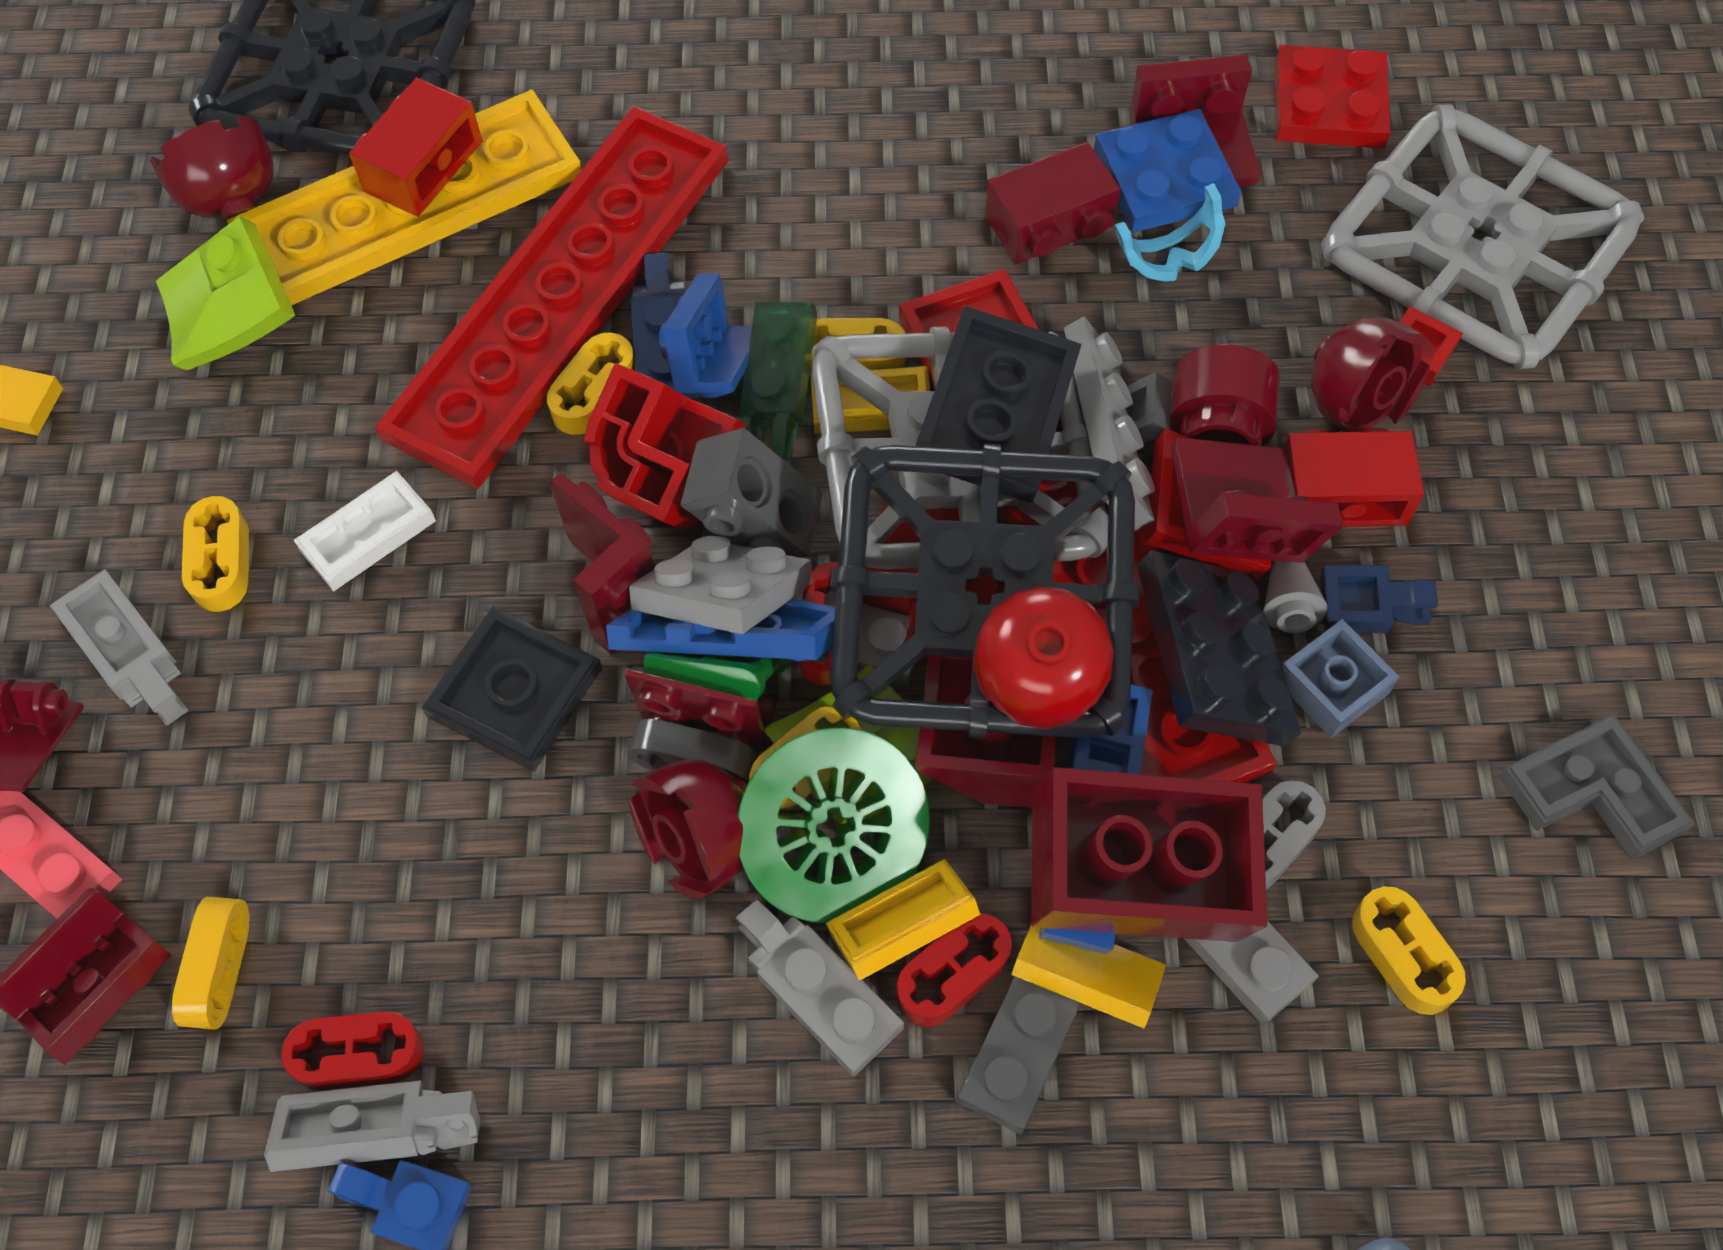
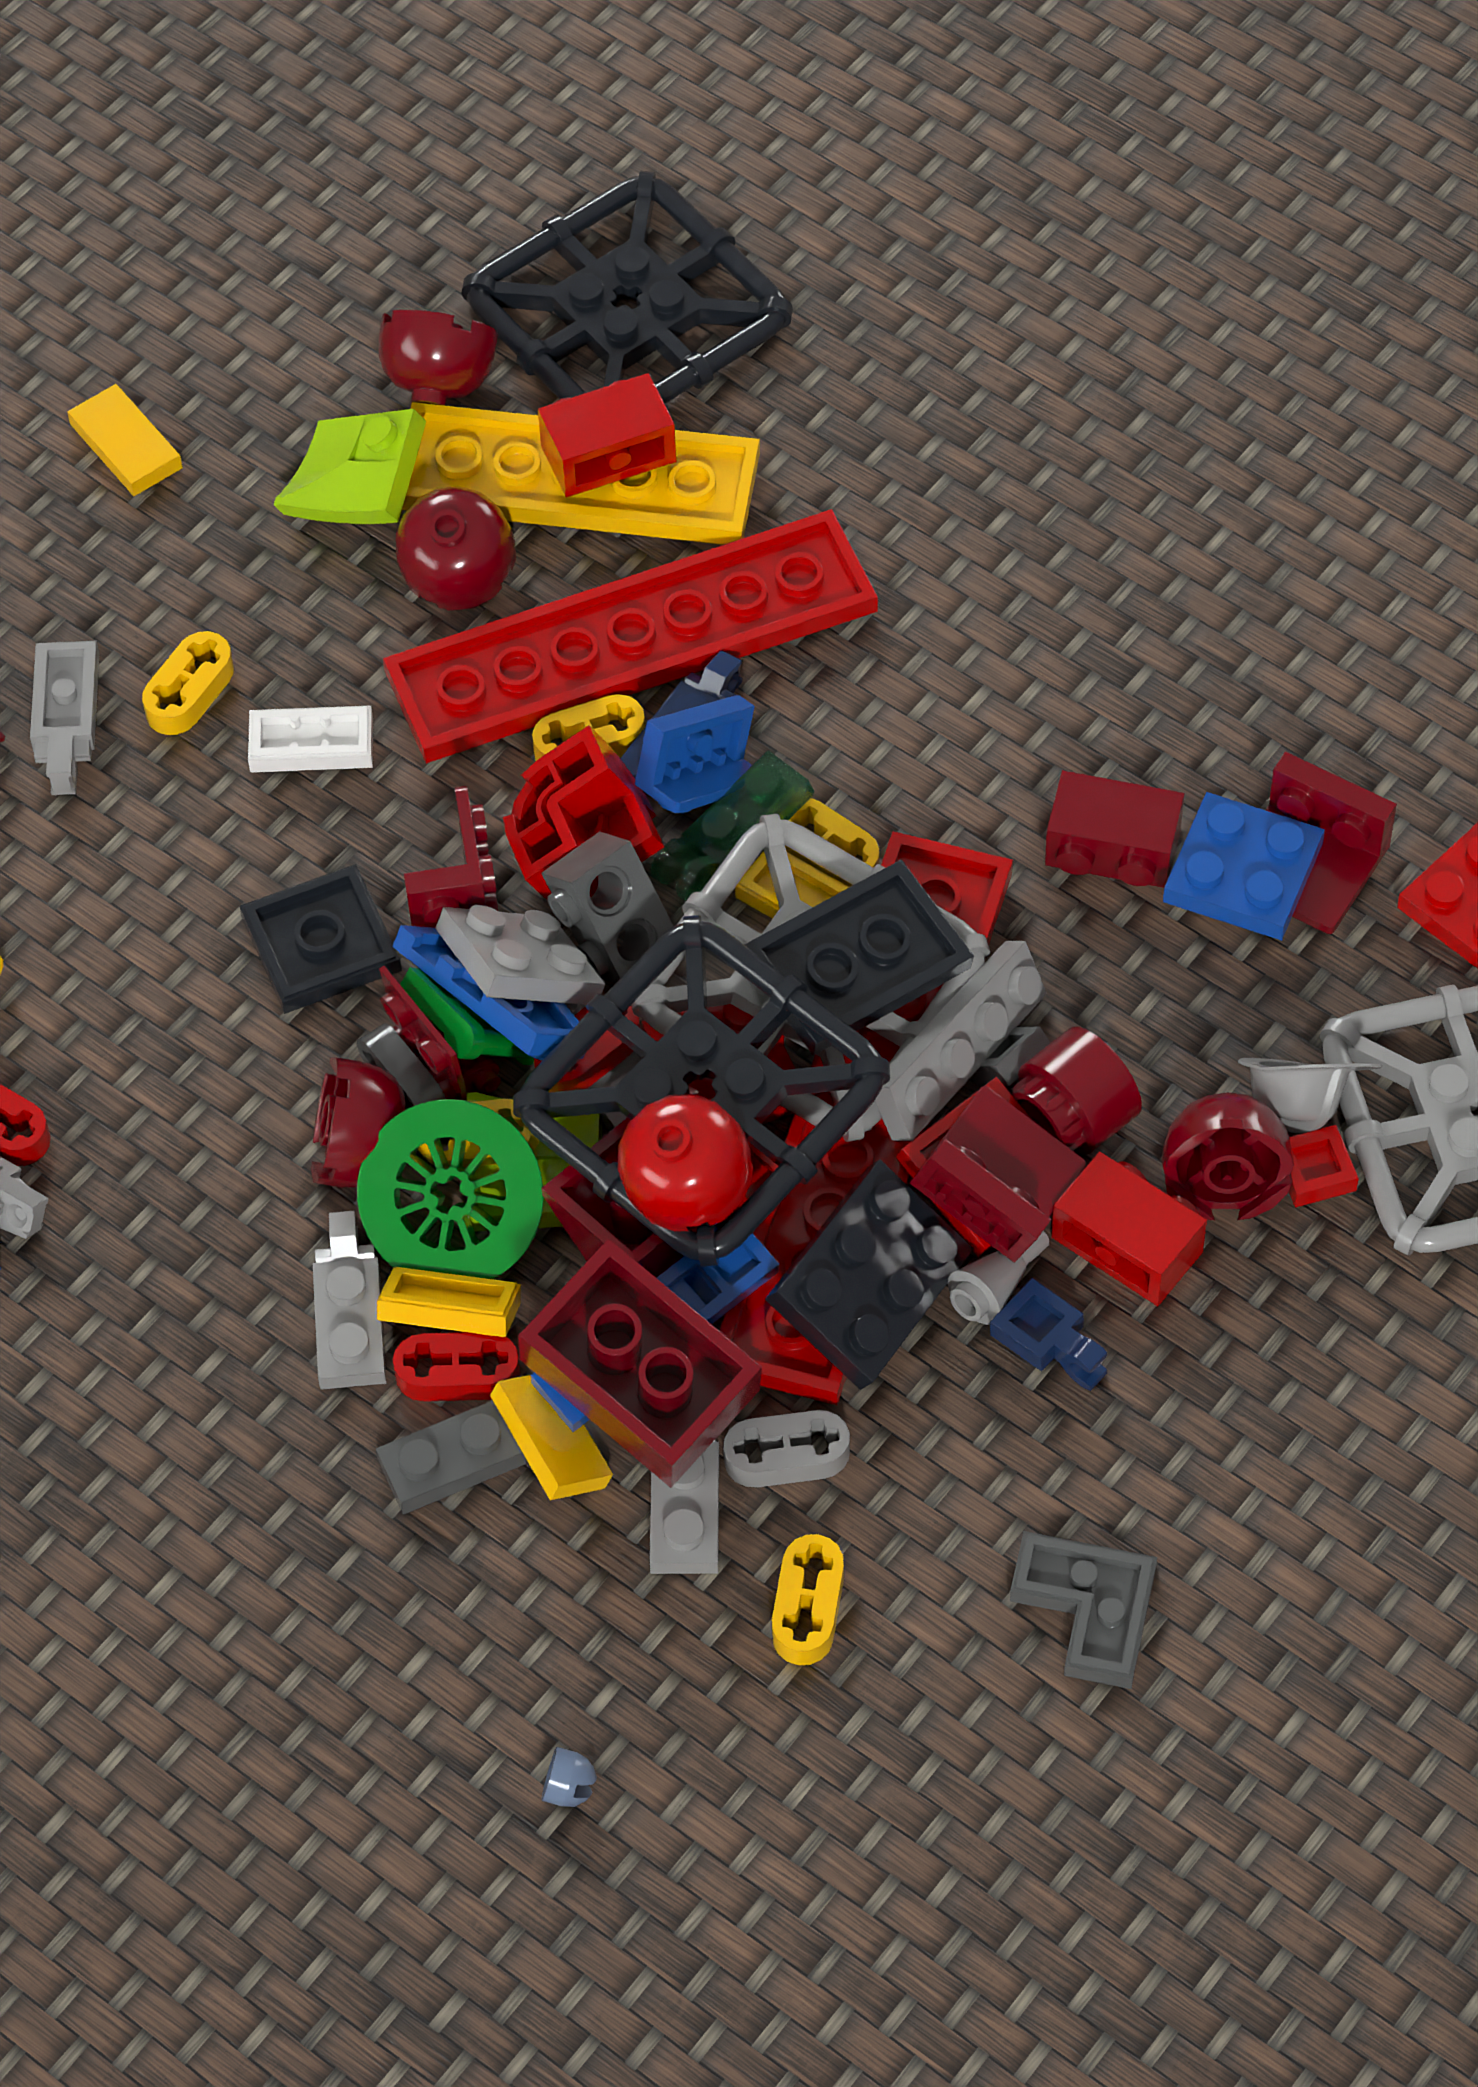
camera: 40 degrees right, 5 degrees down
(359, 306) = (455, 548): none -> dark red cylinder
(1208, 214) = (1146, 914): medium azure helmet -> none
(1338, 678) = (955, 1370): sand blue piece -> none
(1372, 293) = (1298, 1092): none -> light grey piece

